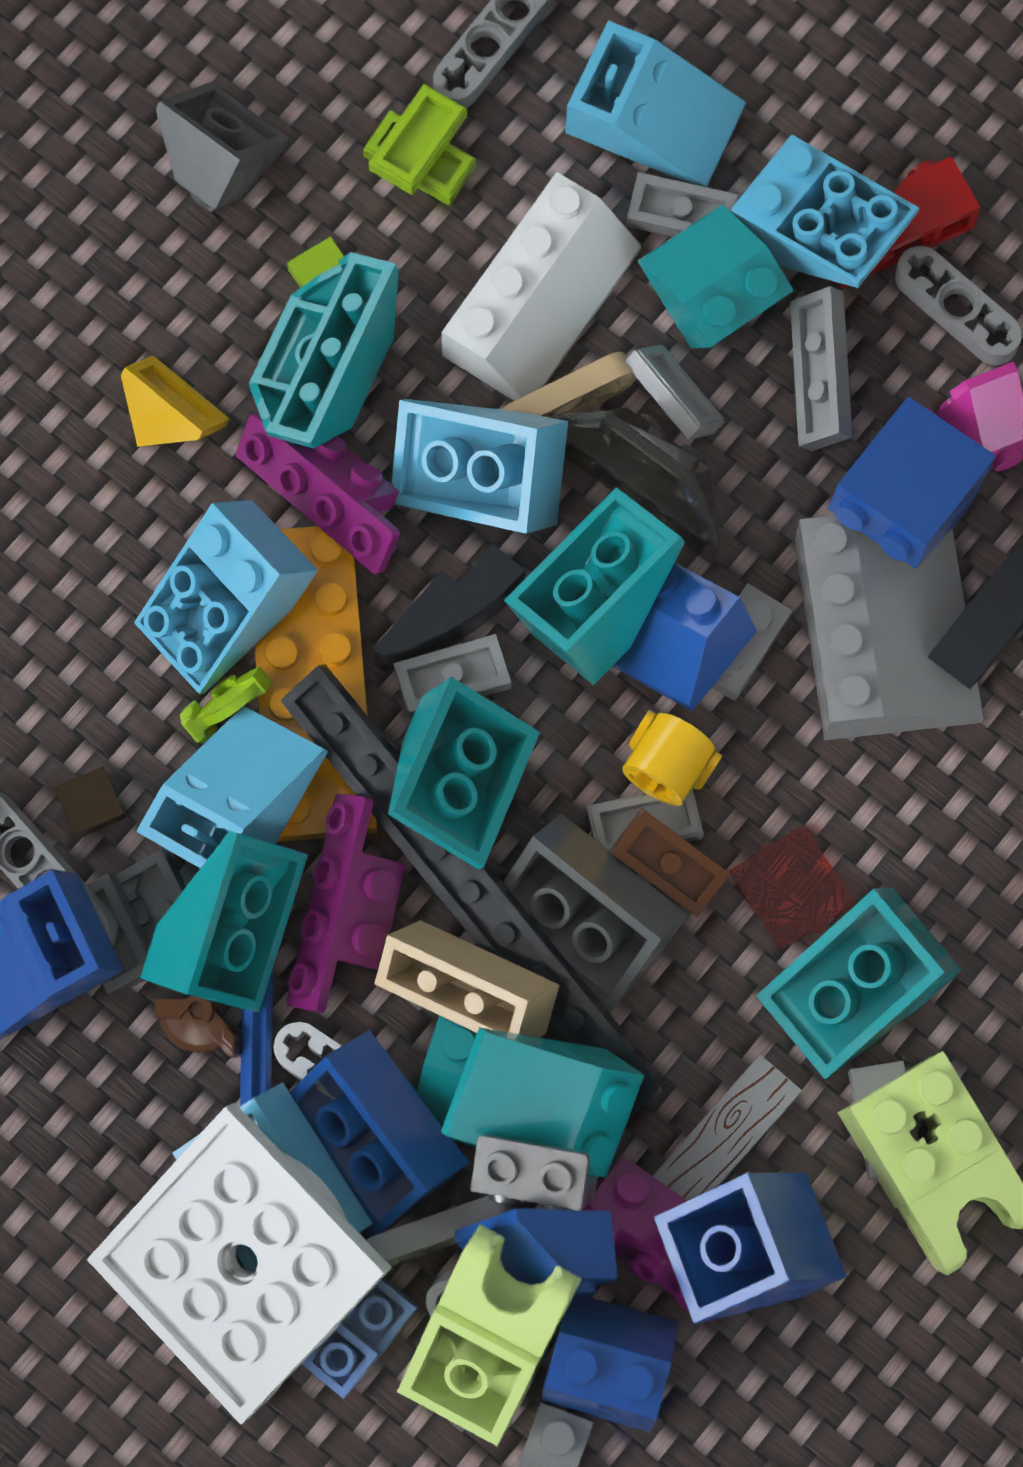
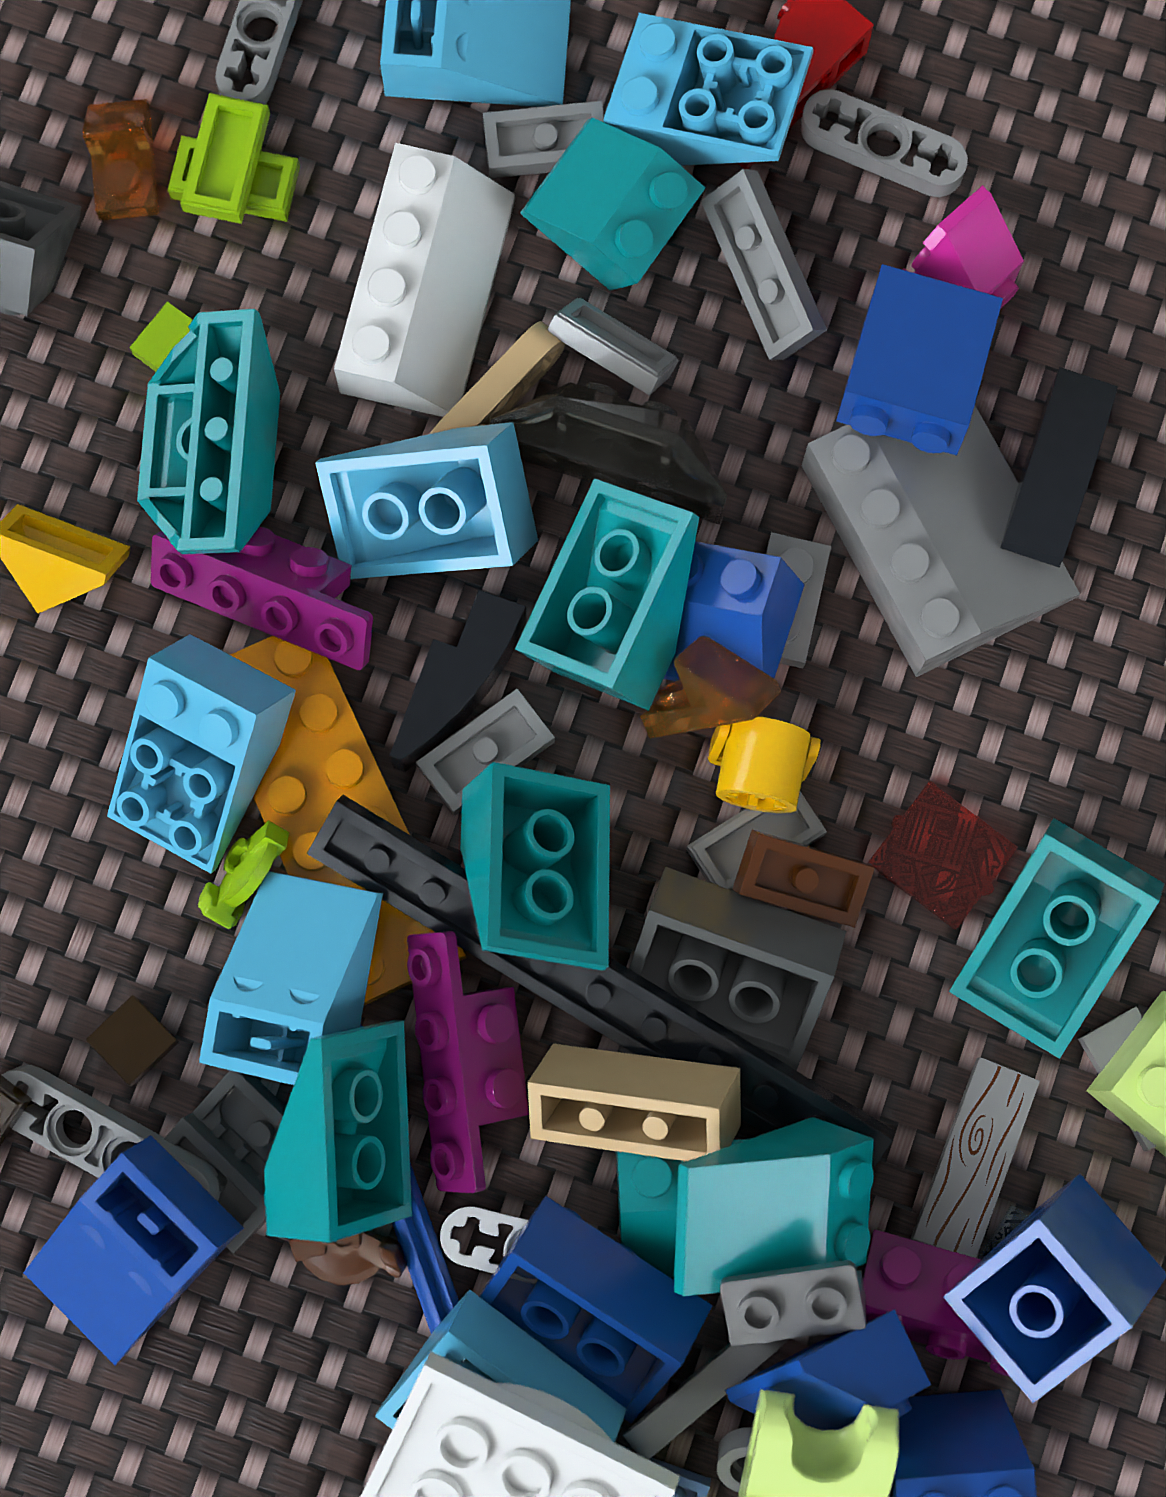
camera: 20 degrees left, 5 degrees up
(335, 112) = (122, 159): none -> clear orange slope
(649, 685) = (711, 691): none -> clear orange slope

